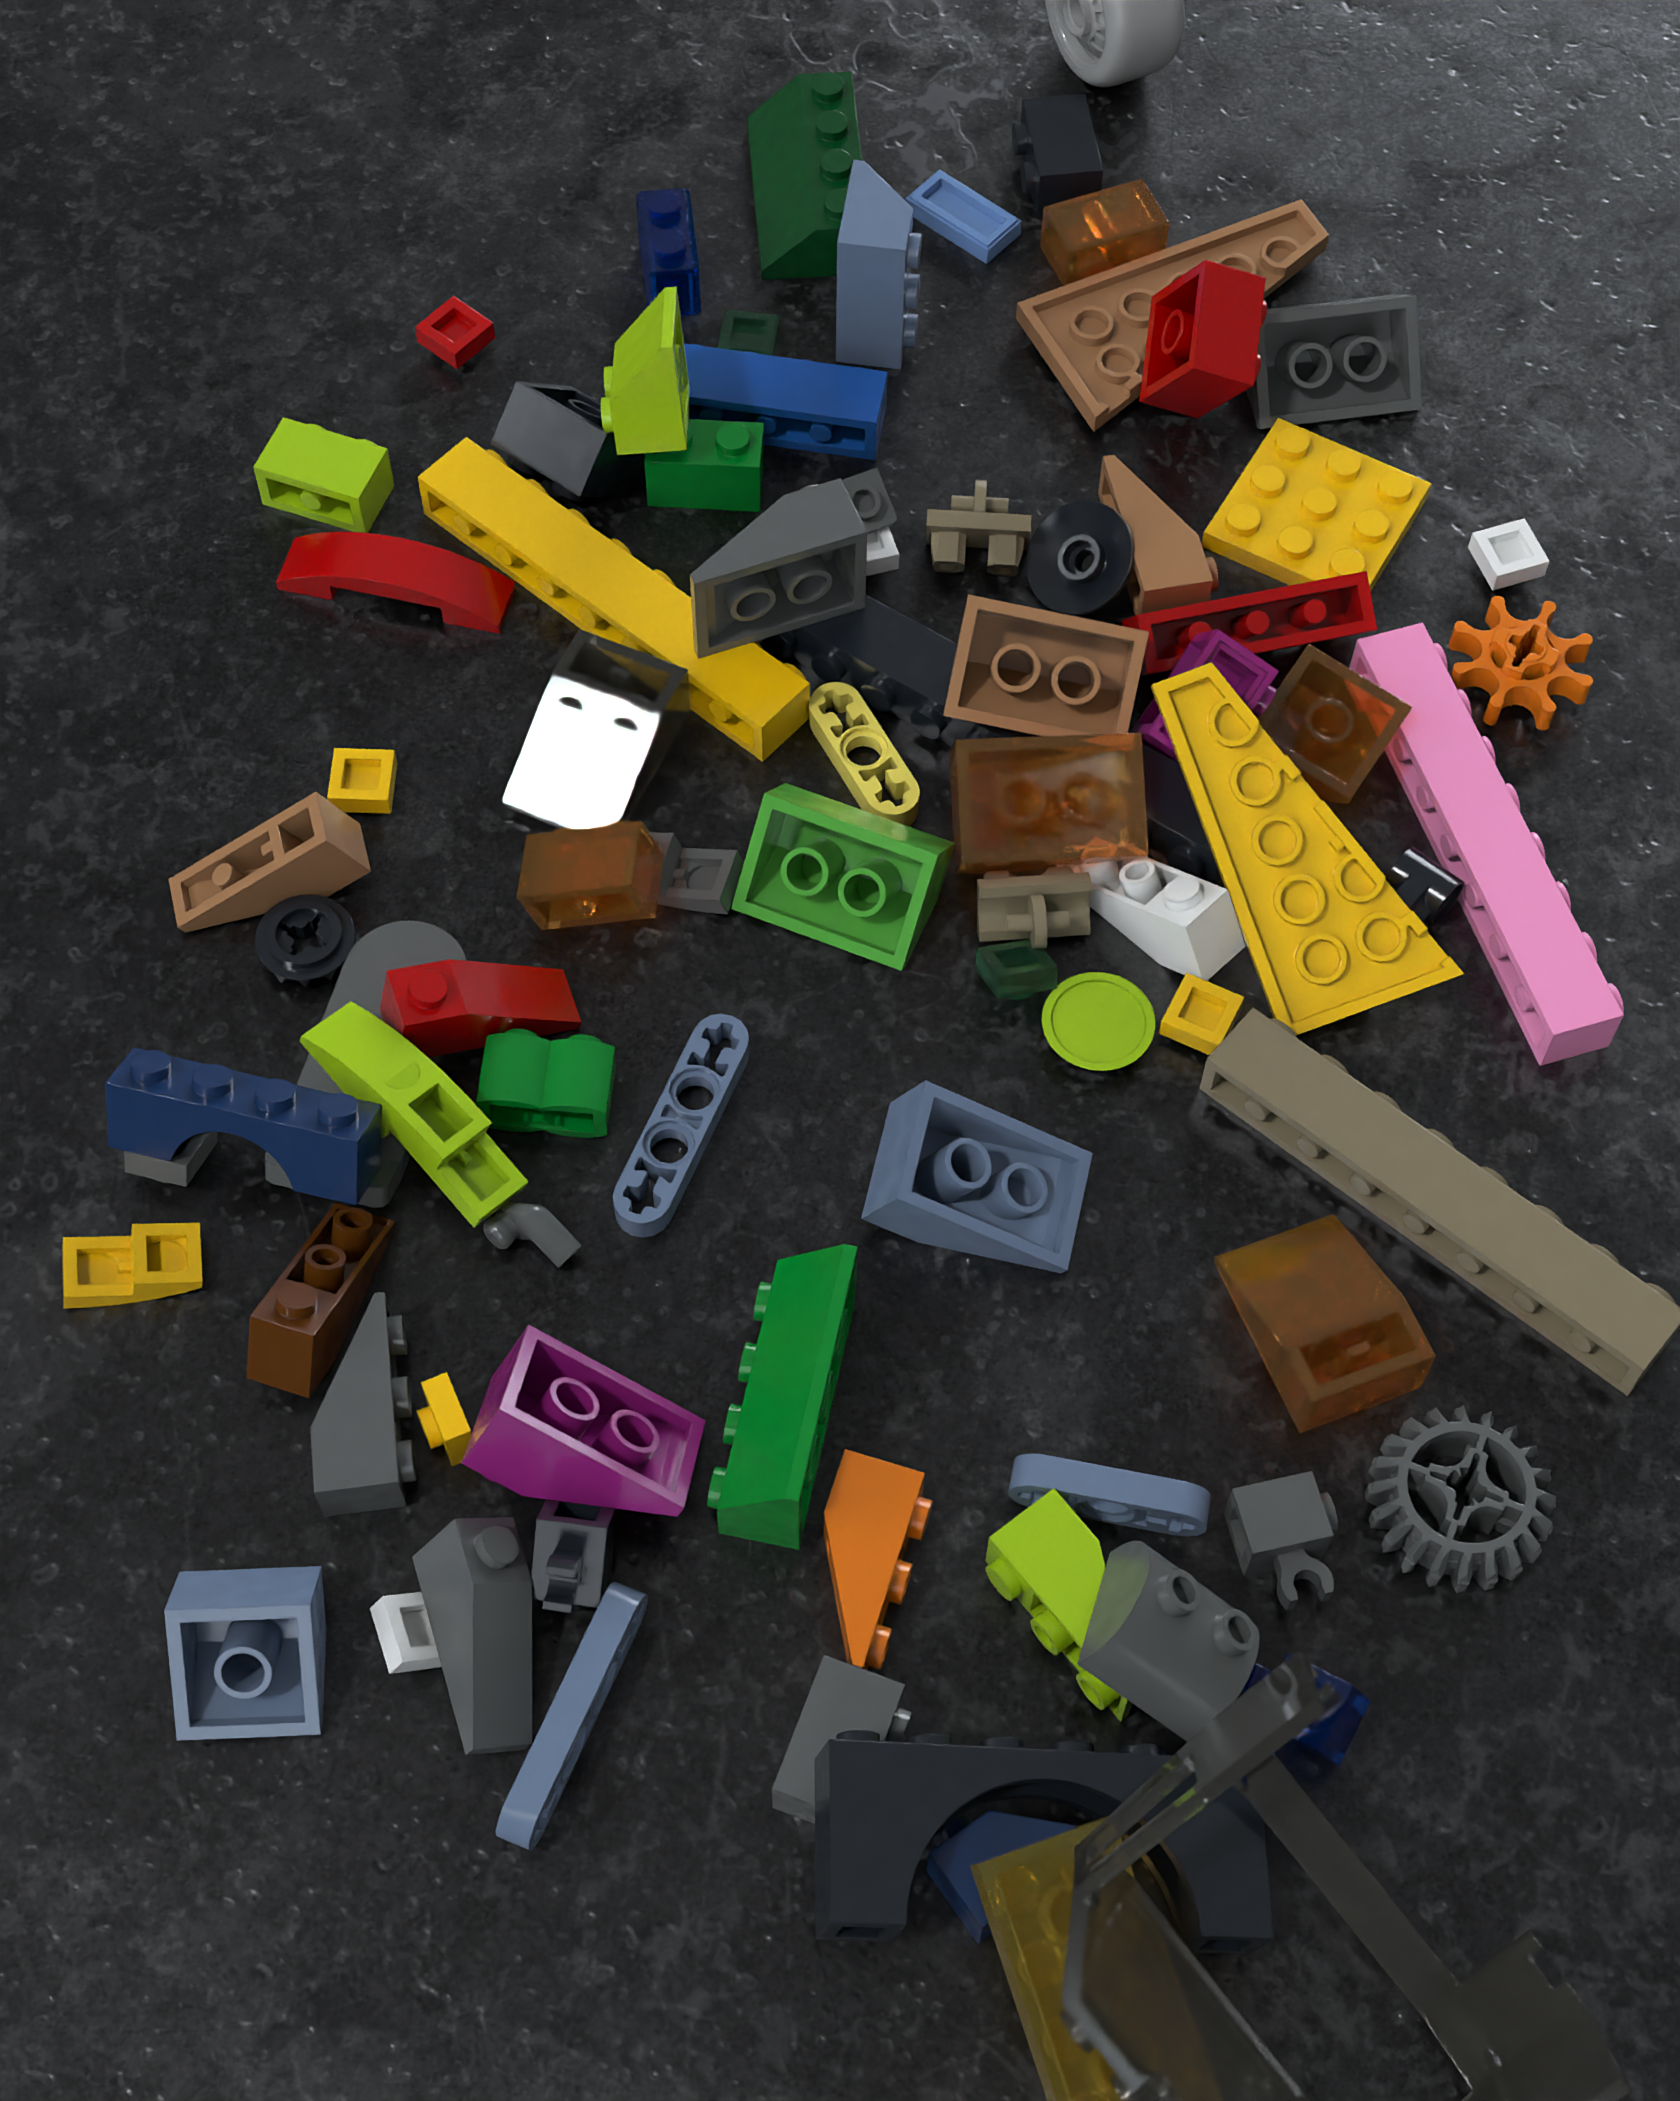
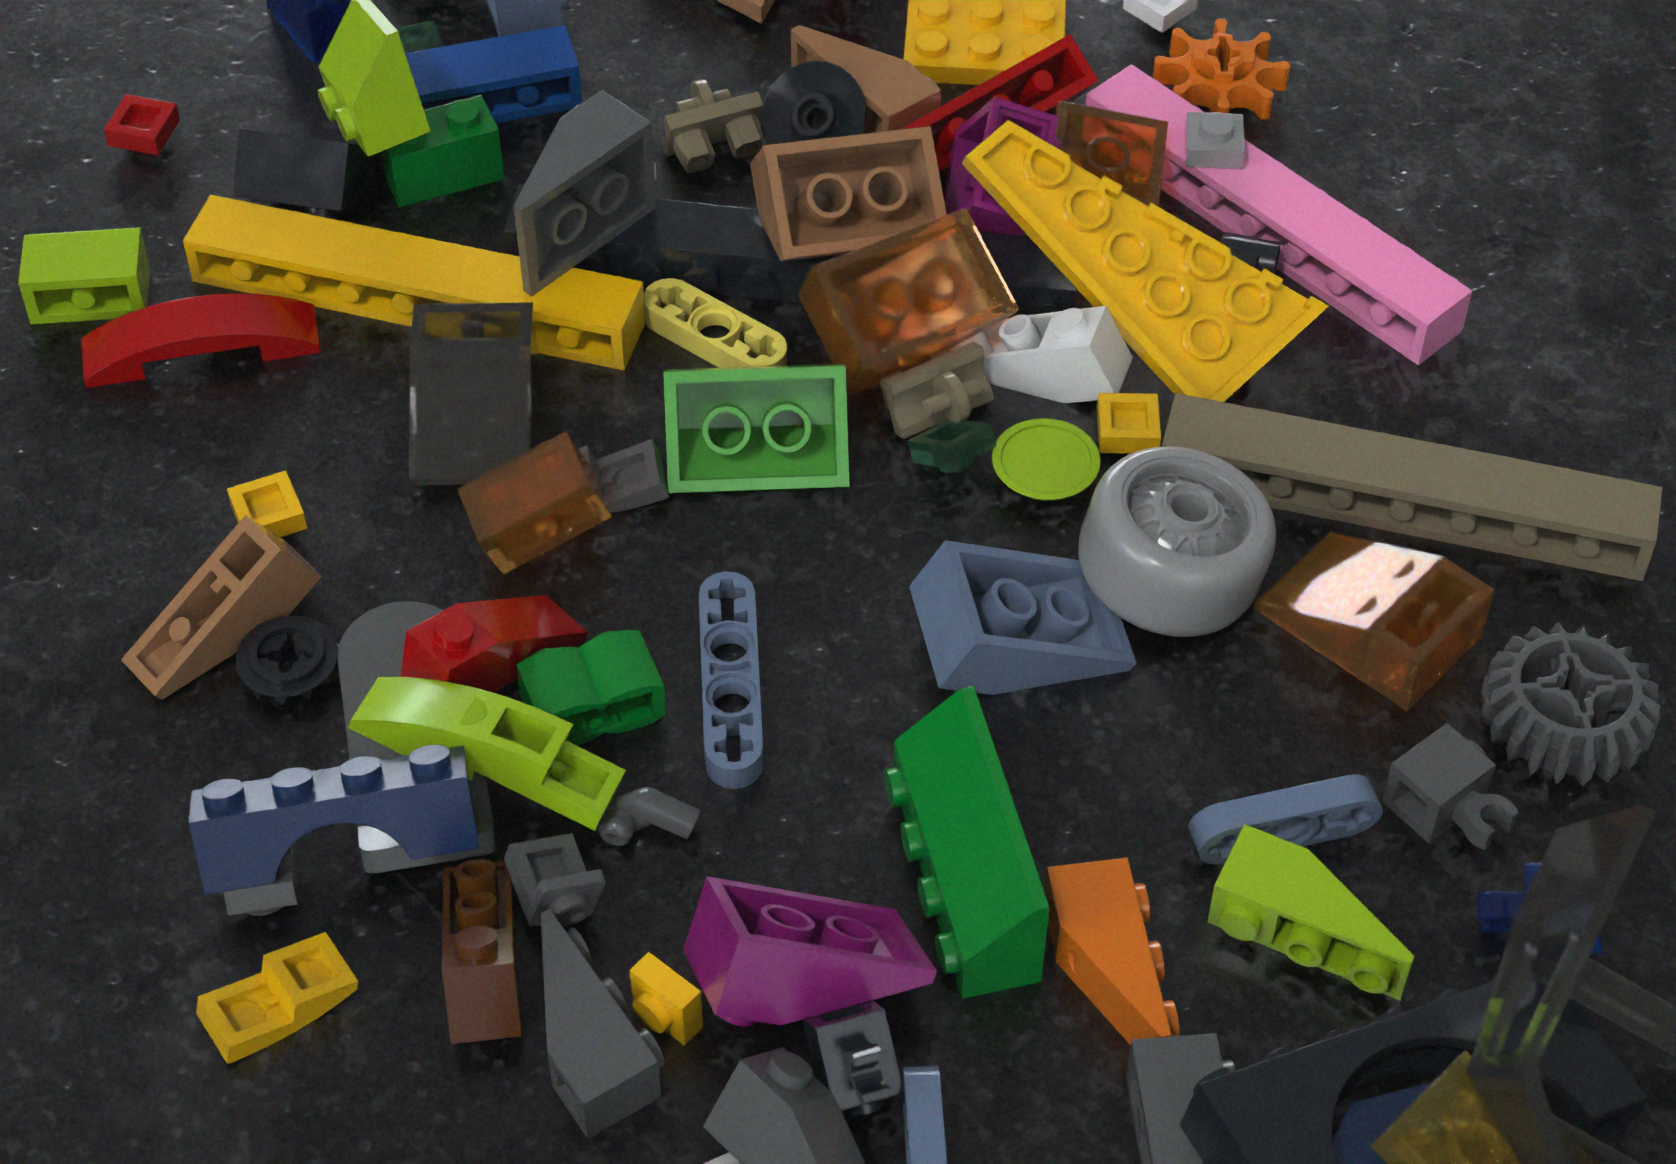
camera: 25 degrees left, 10 degrees down
(413, 1260) = (553, 877): none -> dark grey bracket
(1162, 1166) = (1176, 541): none -> light grey wheel
(1167, 1641) = (1418, 897): dark grey brick -> none
(1452, 743) = (1214, 140): none -> light grey plate

